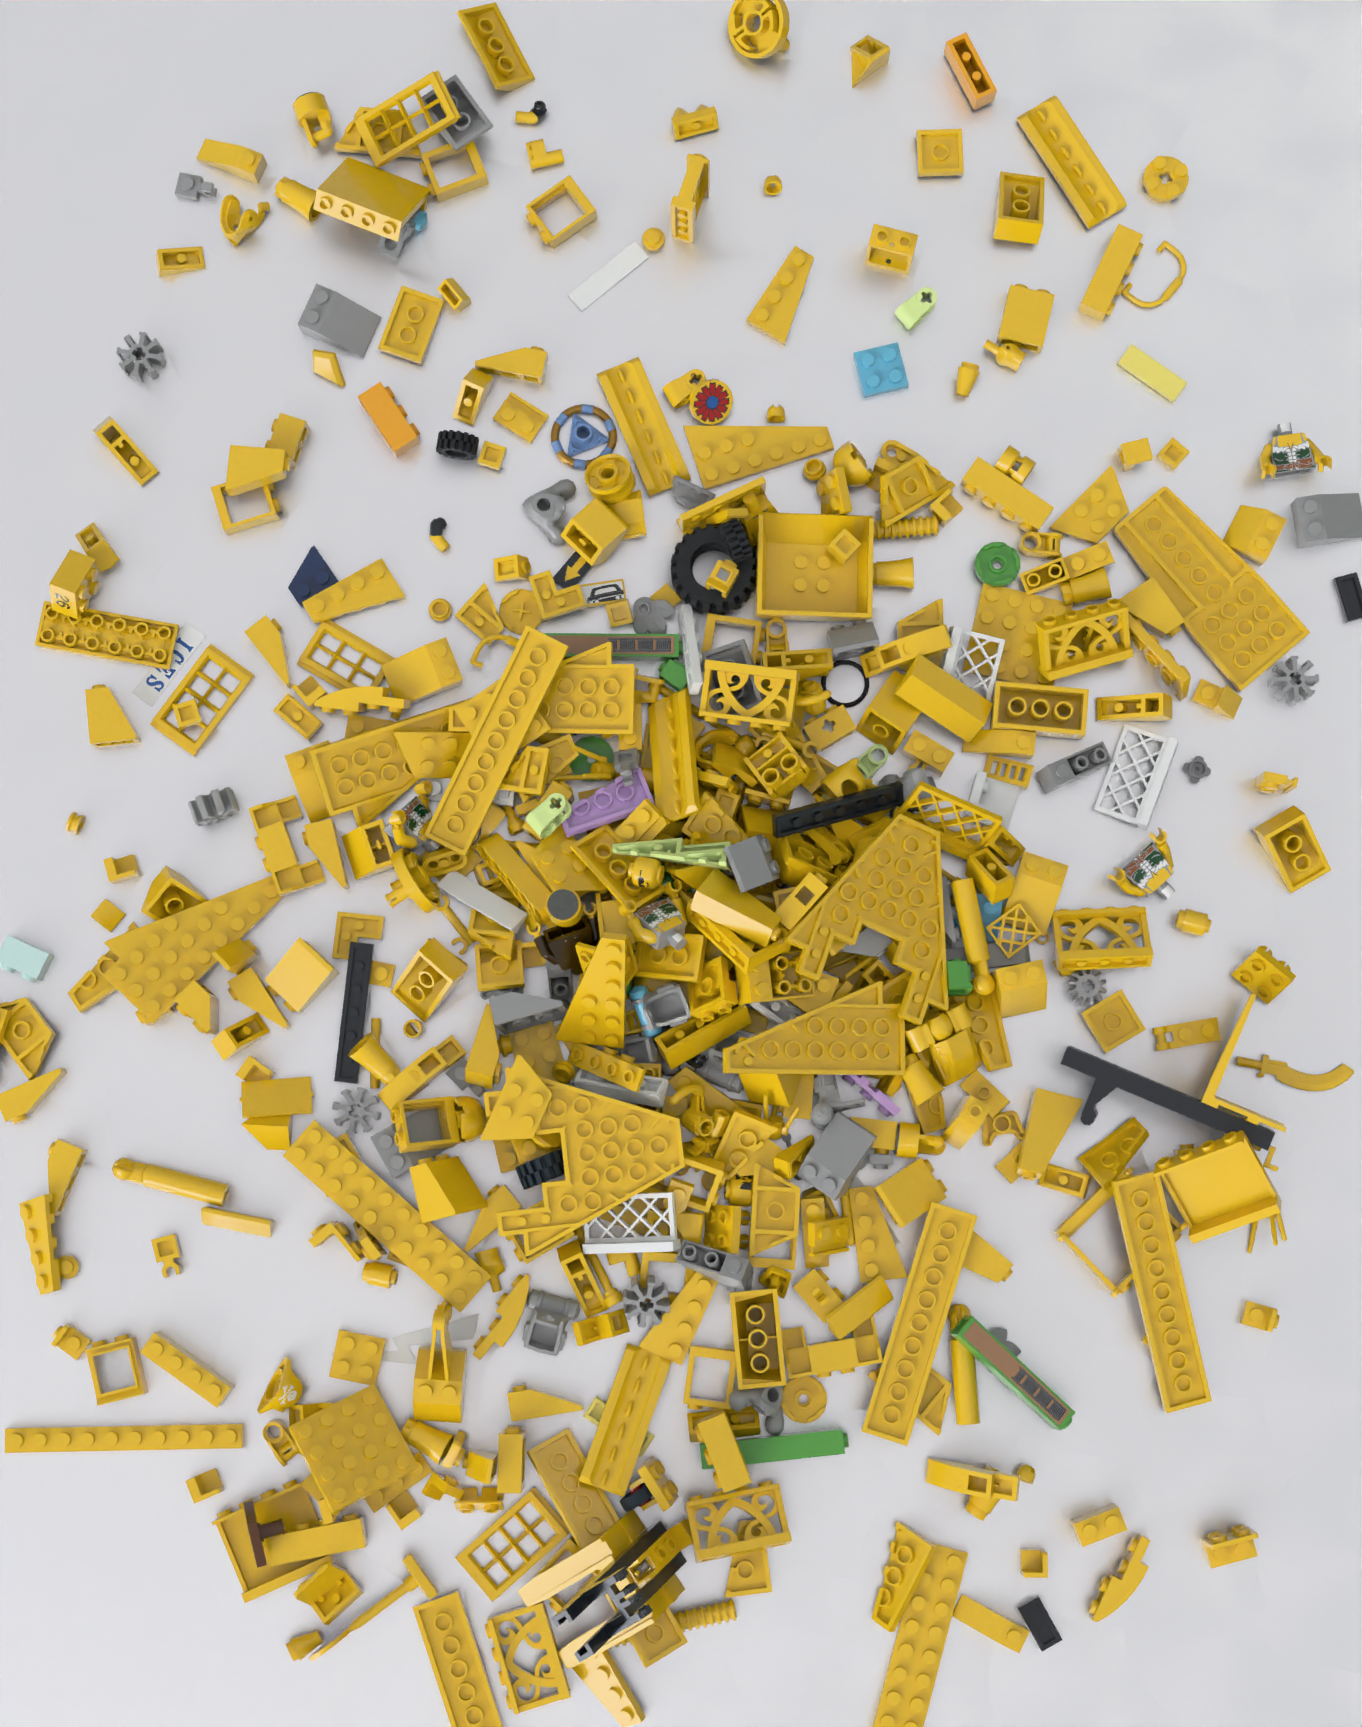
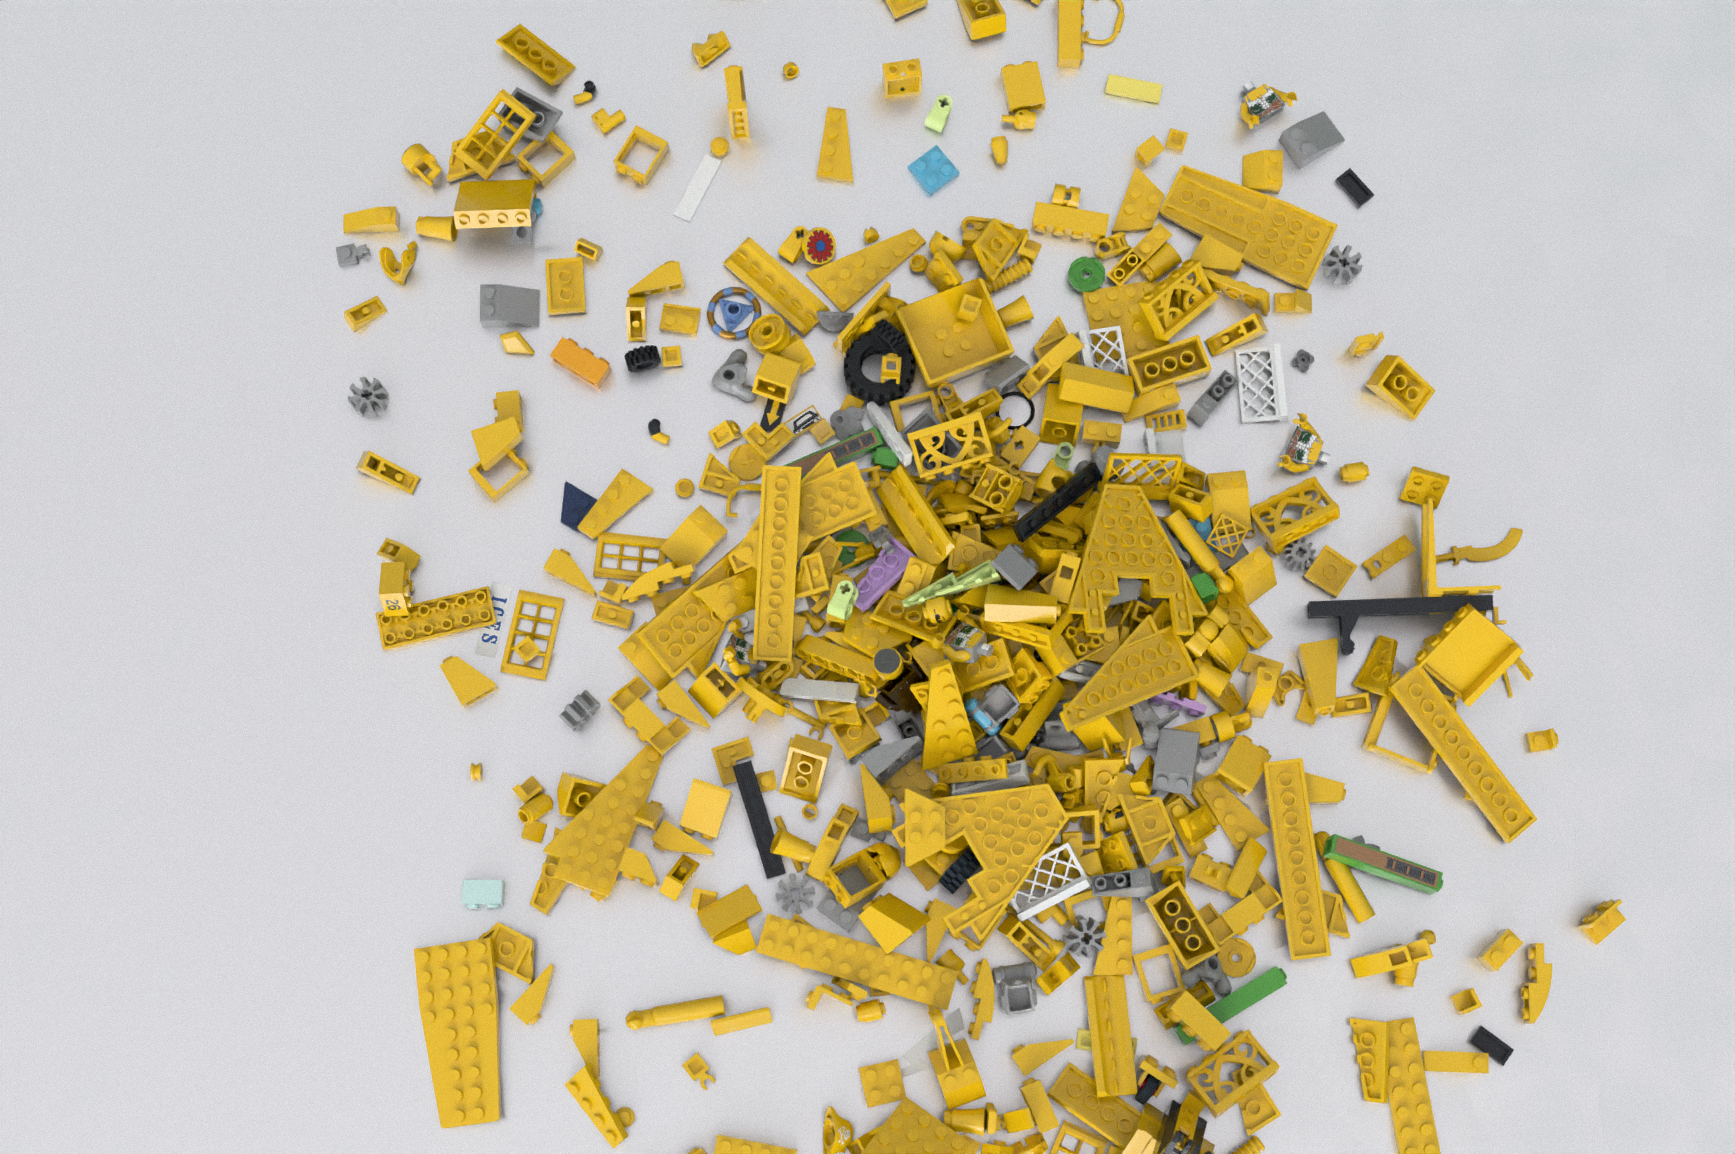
camera: 30 degrees left, 5 degrees down
(119, 892) = (535, 808): none -> yellow head

